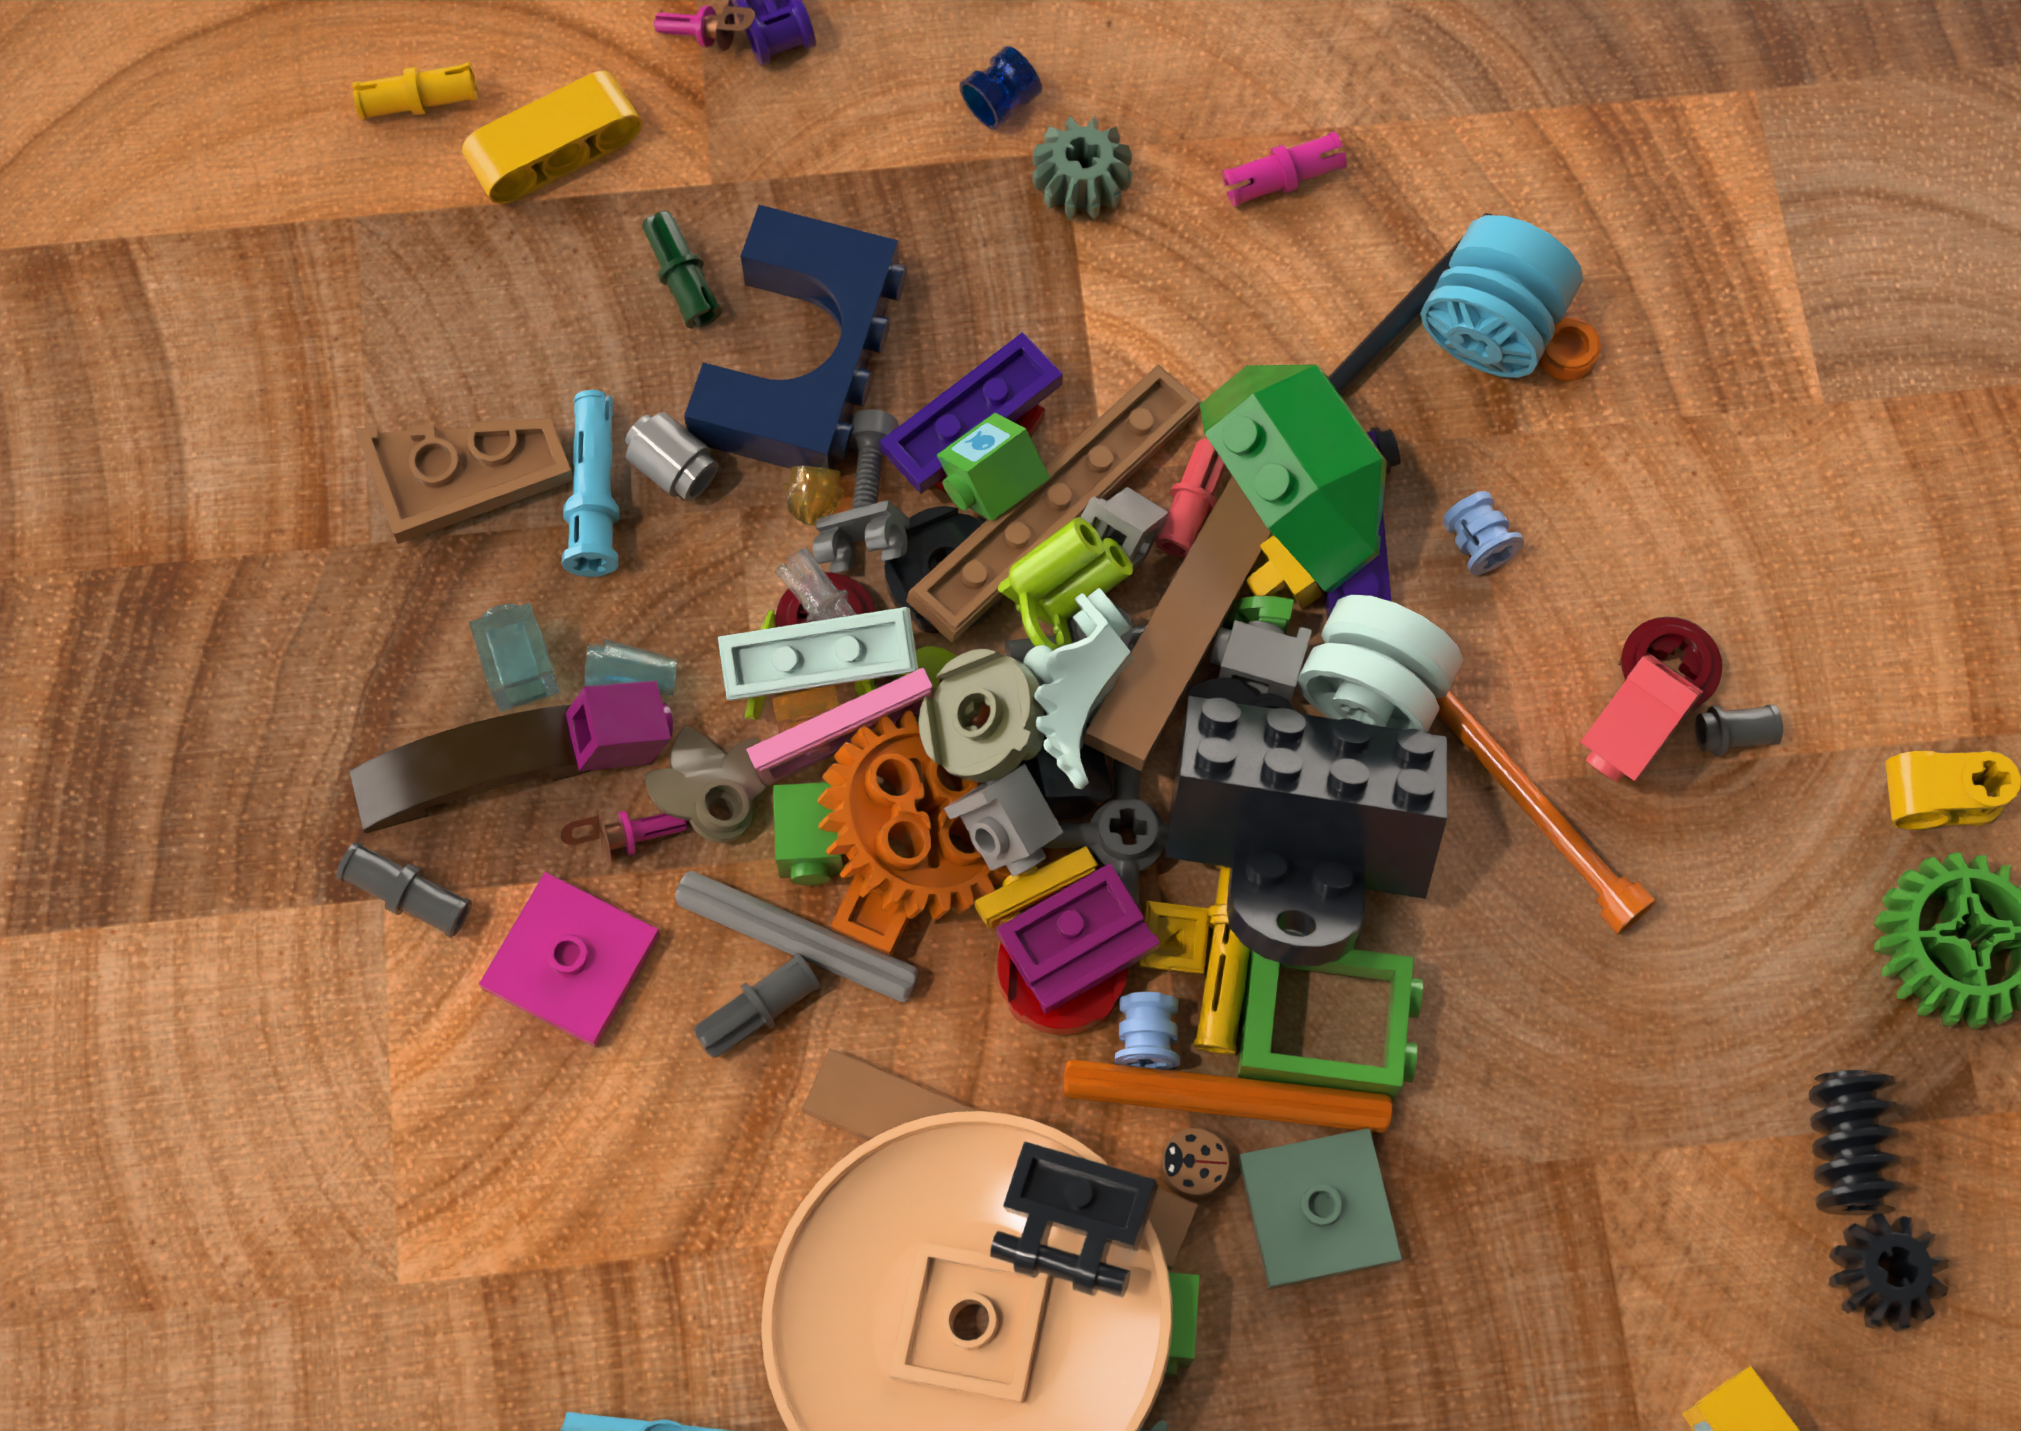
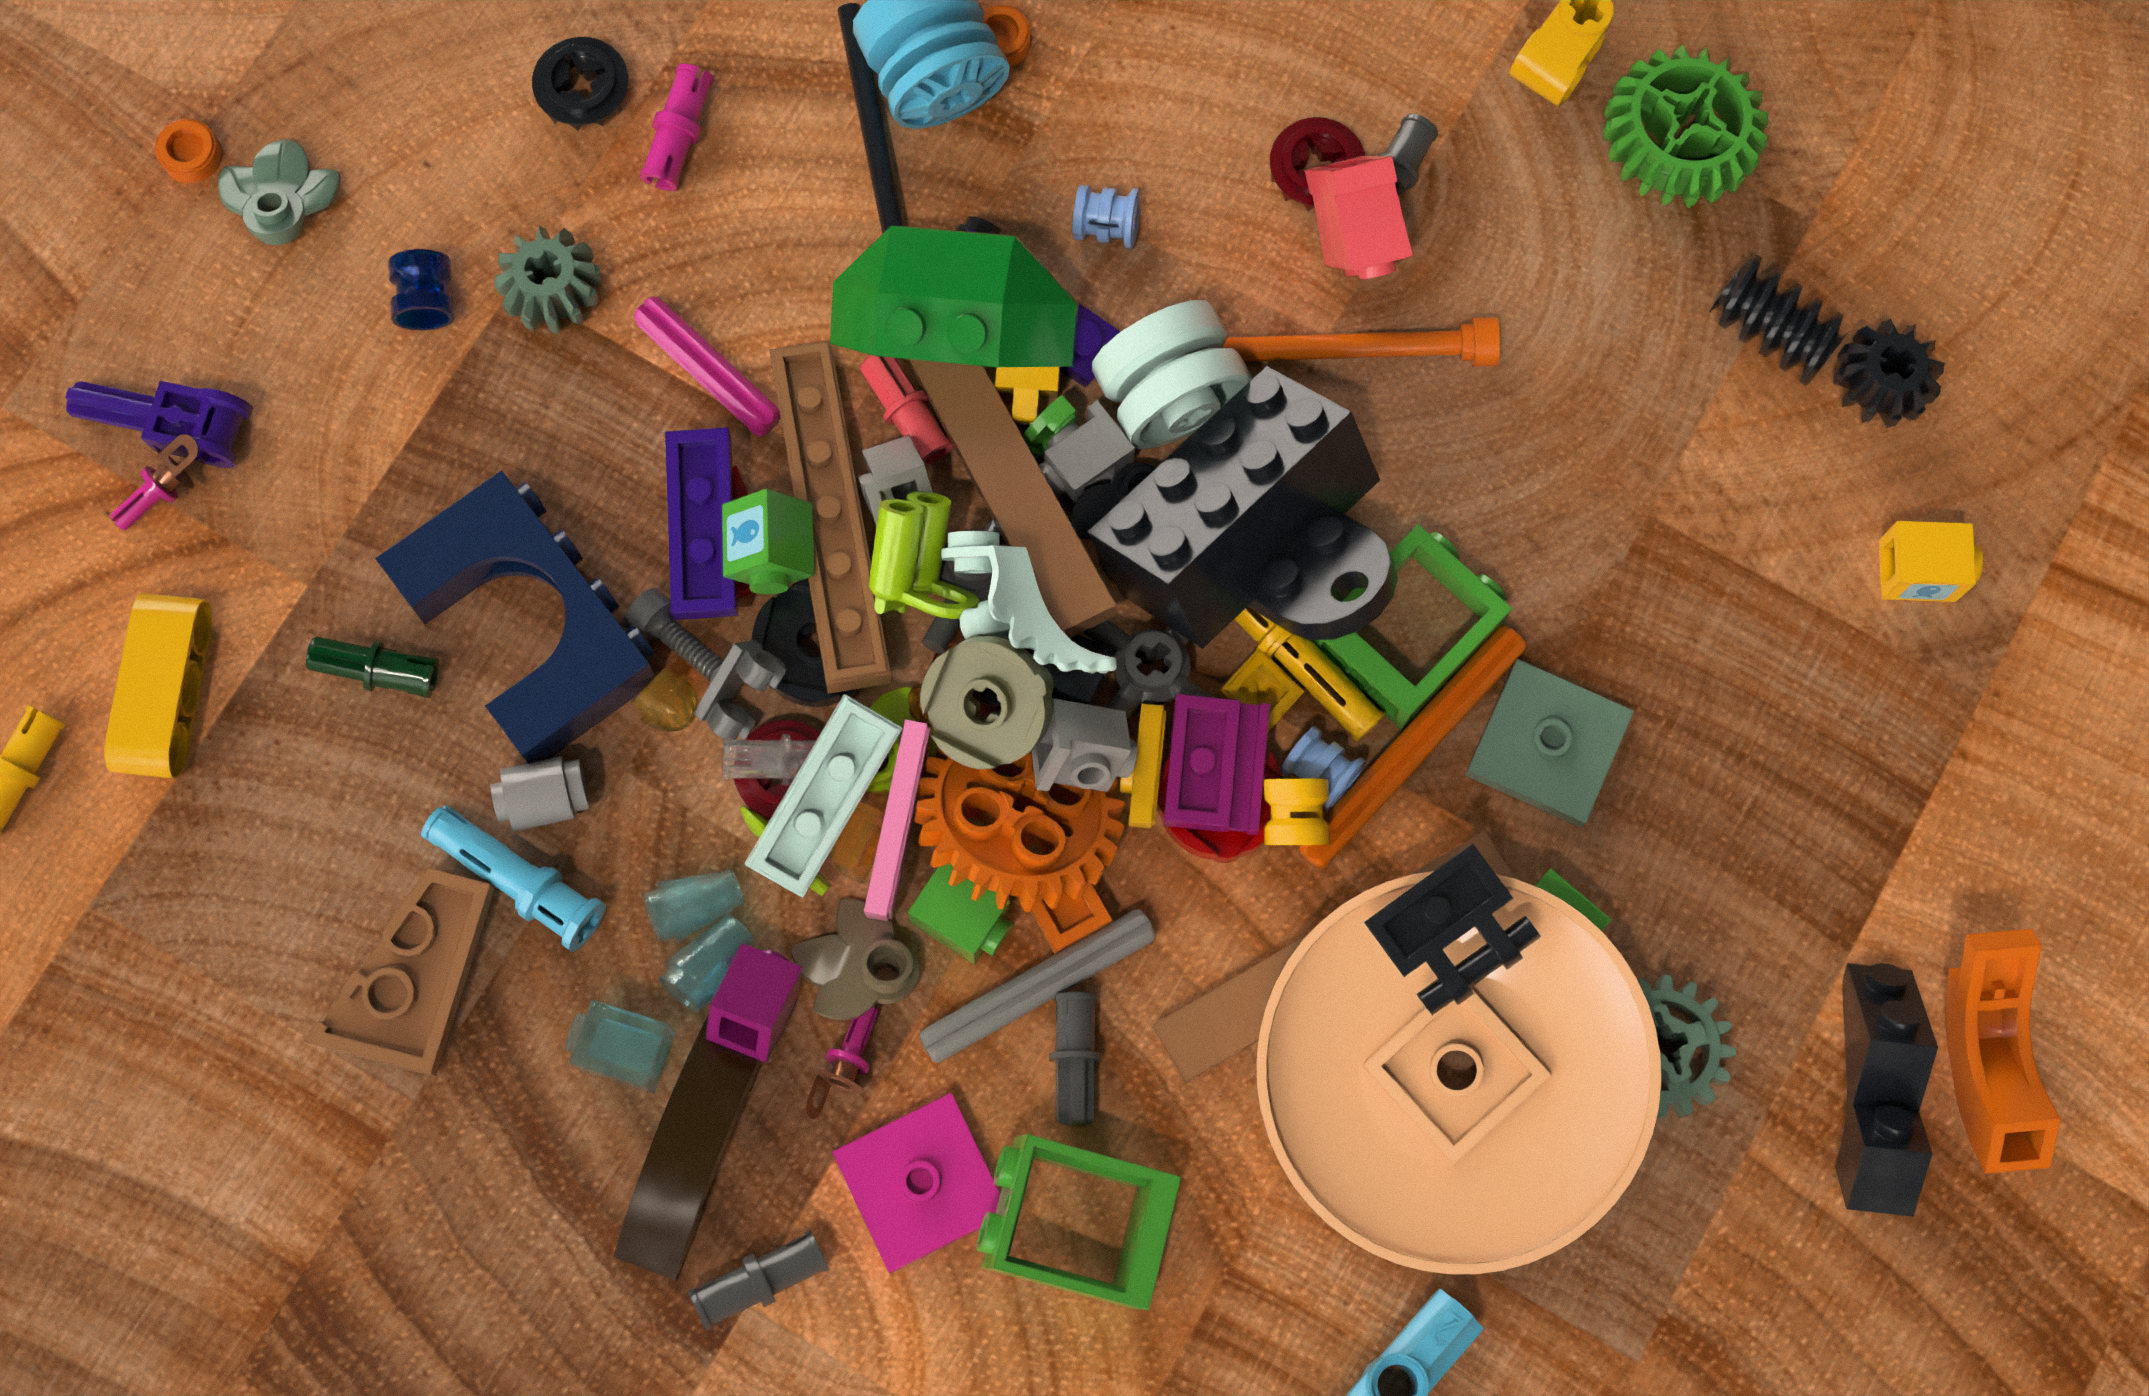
camera: 55 degrees left, 5 degrees up
(567, 1039) = (1143, 1237): none -> bright green window
(665, 626) = (690, 903): none -> clear light blue cone
(1097, 1020) = (1296, 796): none -> yellow wheel
(1108, 330) = (707, 366): none -> dark pink axle
(1195, 1163) = (1448, 809): medium nougat tile -> none
(1249, 59) = (593, 60): none -> black gear

